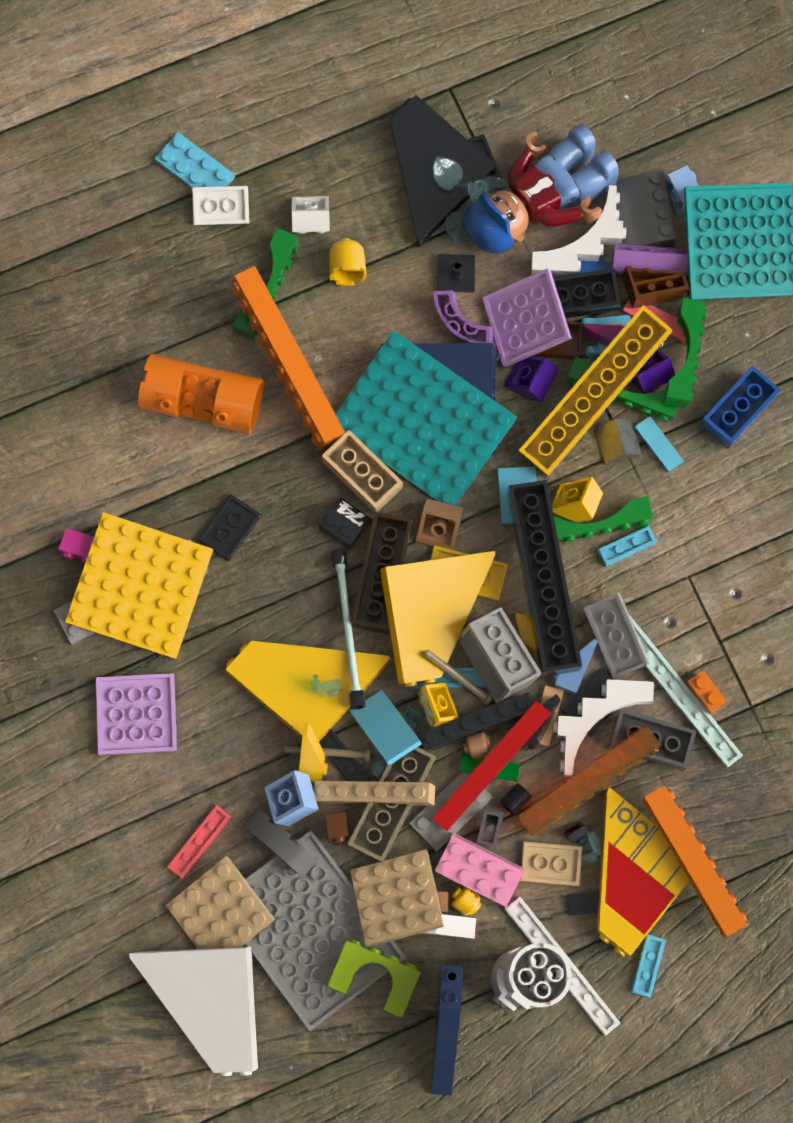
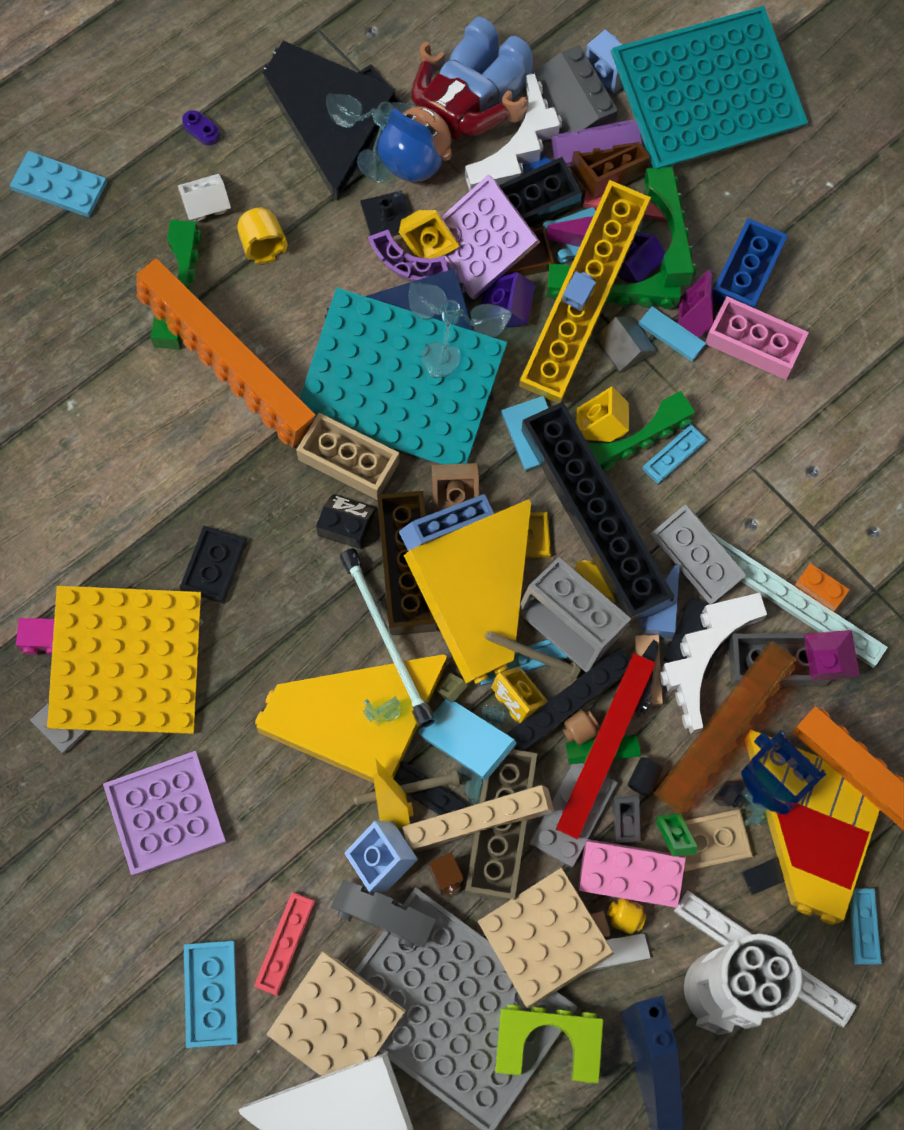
camera: 15 degrees left, 5 degrees down
(132, 862) = (210, 994): none -> medium azure plate
(201, 393) = (134, 420): orange cylinder -> none
(220, 205) = (98, 214): white tile -> none
(324, 150) = (199, 126): none -> dark purple plate
(386, 683) = (451, 687): none -> olive tile
(422, 551) = (445, 521): none -> medium blue brick
(466, 363) = (430, 299): none -> clear light blue plant
(482, 303) = (427, 234): none -> yellow slope
(523, 851) = (676, 835): none -> green plate
(588, 391) = (579, 290): none -> medium blue brick
(603, 837) = (766, 787): none -> clear blue animal
(686, 428) = (697, 306): none -> magenta slope
(693, 749) = (831, 655): none -> magenta slope
(725, 469) = (756, 338): none -> bright pink brick

